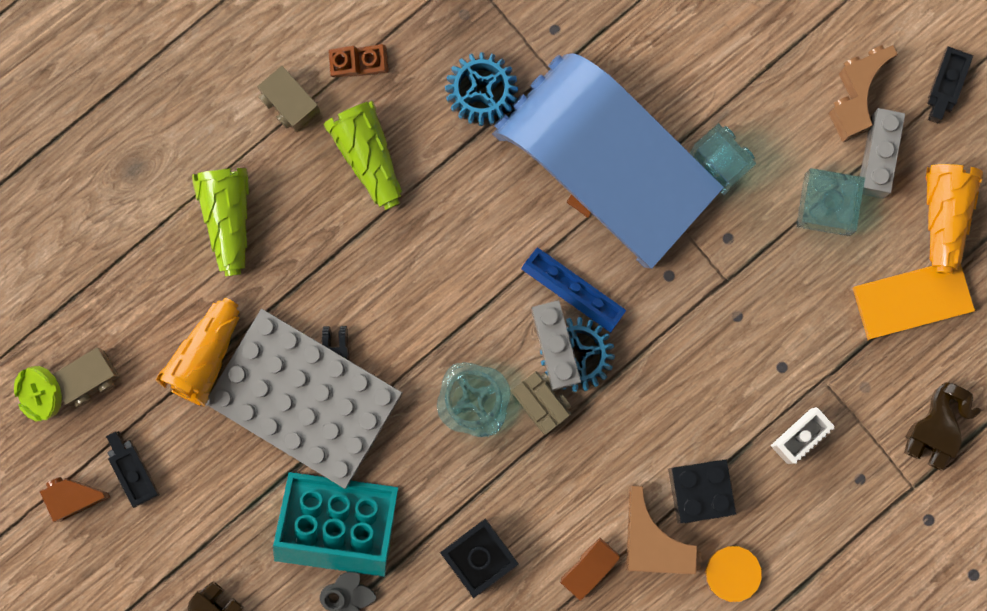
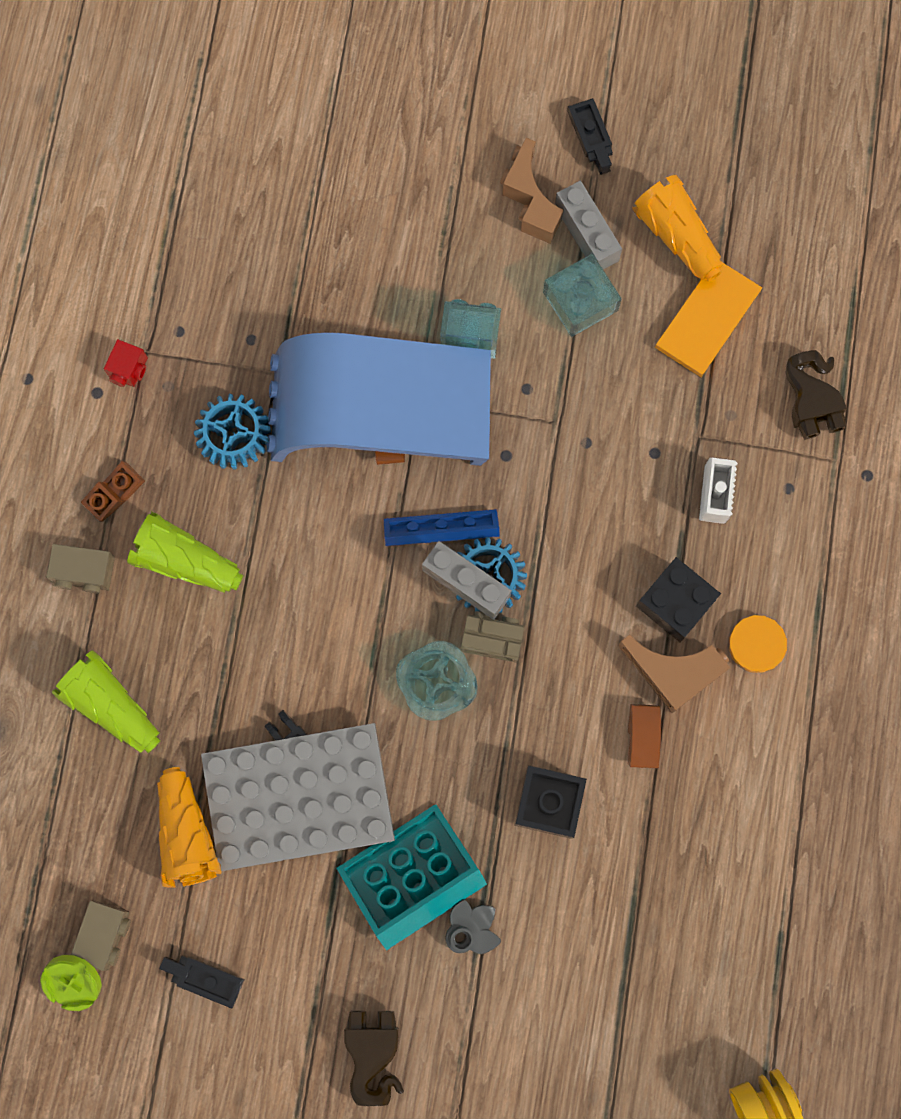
camera: 40 degrees left, 5 degrees down
(70, 497) = (171, 1046): dark orange slope -> none

